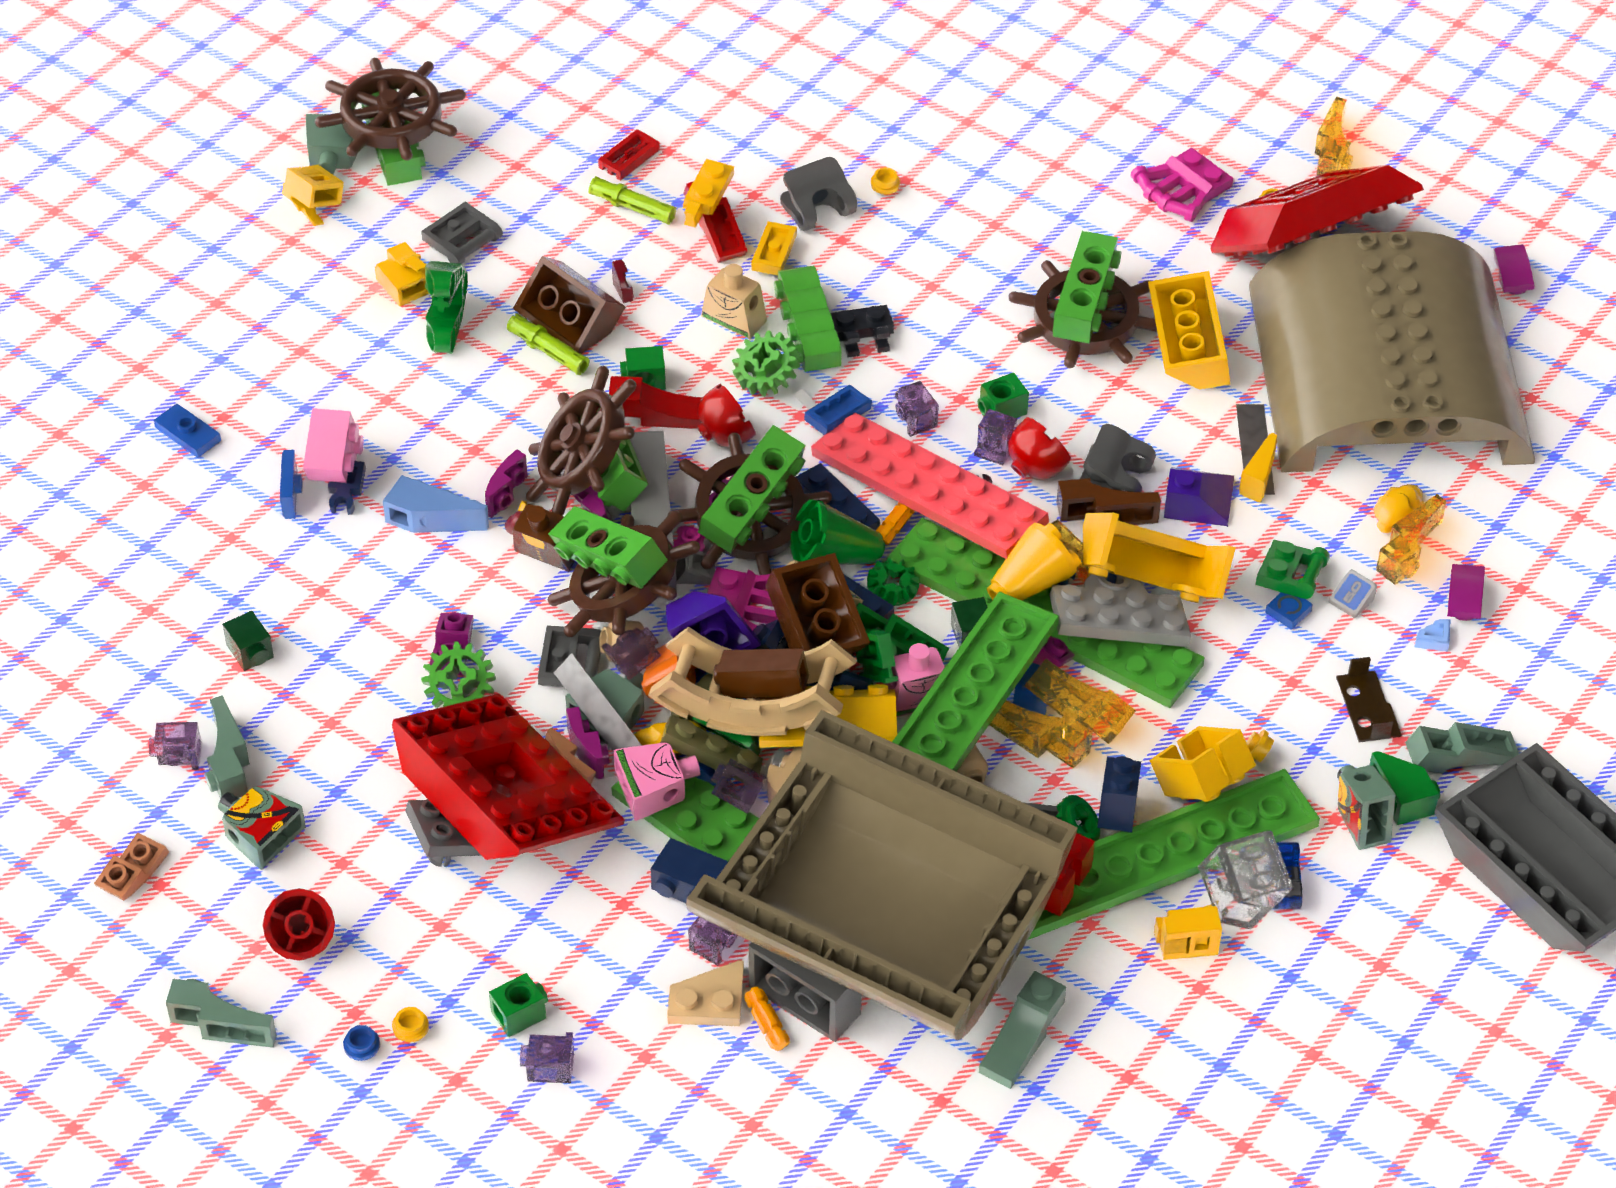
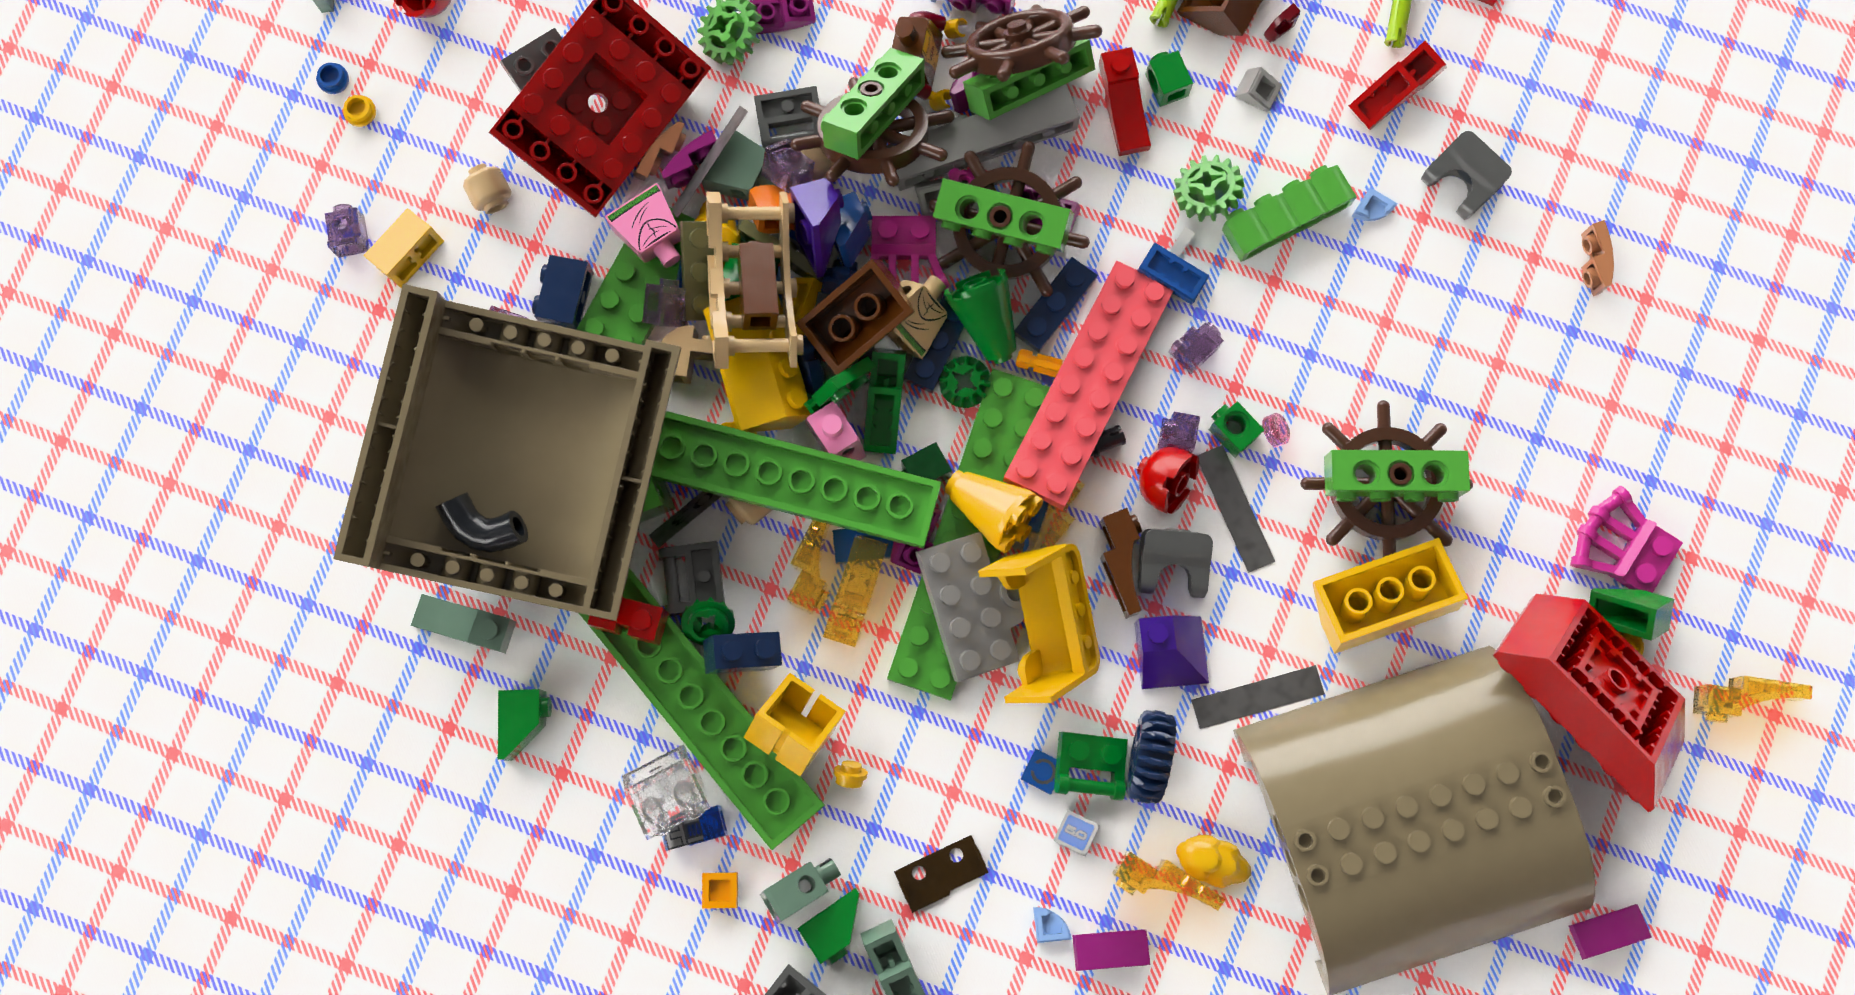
camera: 75 degrees right, 30 degrees up
(513, 1016) = (387, 178): green brick -> none
(551, 918) = (487, 188): none -> tan head
(588, 1007) = (404, 247): none -> yellow hinge
(676, 316) = (1258, 88): none -> light grey slope
(706, 190) = (1415, 62): yellow hinge -> none
(722, 416) = (1120, 169): red cylinder -> none
(735, 302) = (1280, 131): tan torso -> none
(774, 248) = (1379, 153): yellow plate -> none
(823, 264) = (1374, 206): none -> light blue tile
(864, 323) = (1302, 263): black plate -> none
(885, 181) = (1517, 237): yellow plate -> none
(931, 134) = (1599, 270): none -> nougat slope
(945, 948) = (479, 531): none -> black cylinder
(1020, 370) = (1276, 429): none -> clear pink tile
(1086, 422) = (1235, 509): none -> flat silver sticker
(1139, 1001) = (520, 719): none -> green slope
(1189, 932) = (605, 751): yellow piece -> none
(1244, 183) = (1634, 611): none -> green slope
(1257, 472) = (1209, 706): yellow slope -> none
(1296, 512) = (1151, 757): none -> dark blue gear
(1349, 871) = (720, 890): none -> light orange plate

